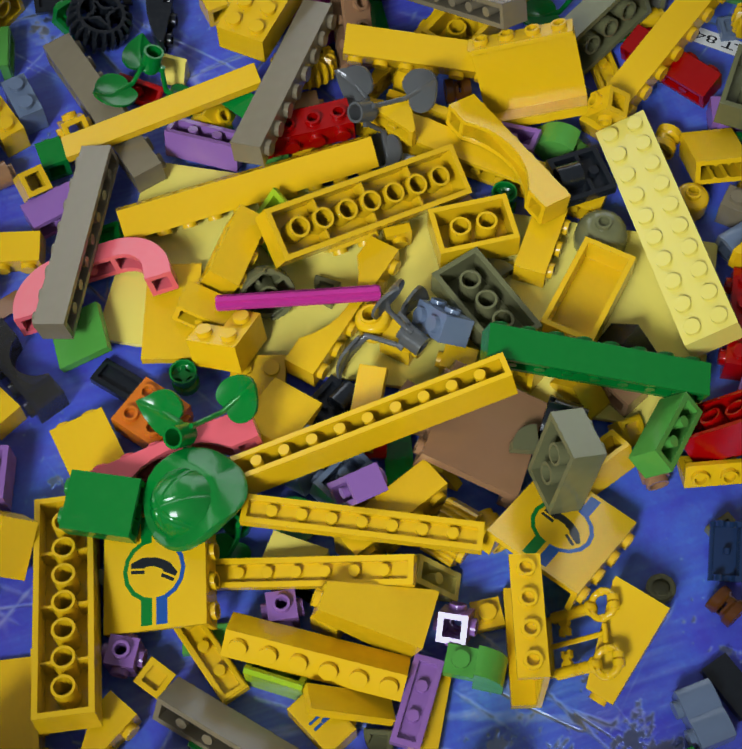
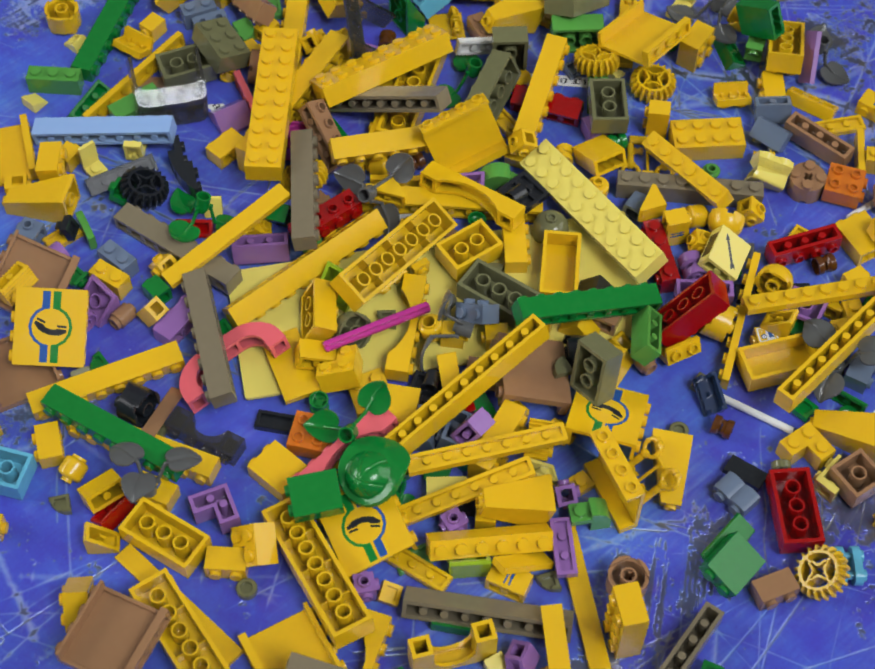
camera: 25 degrees left, 5 degrees down
(89, 340) = (246, 404): bright green tile -> none

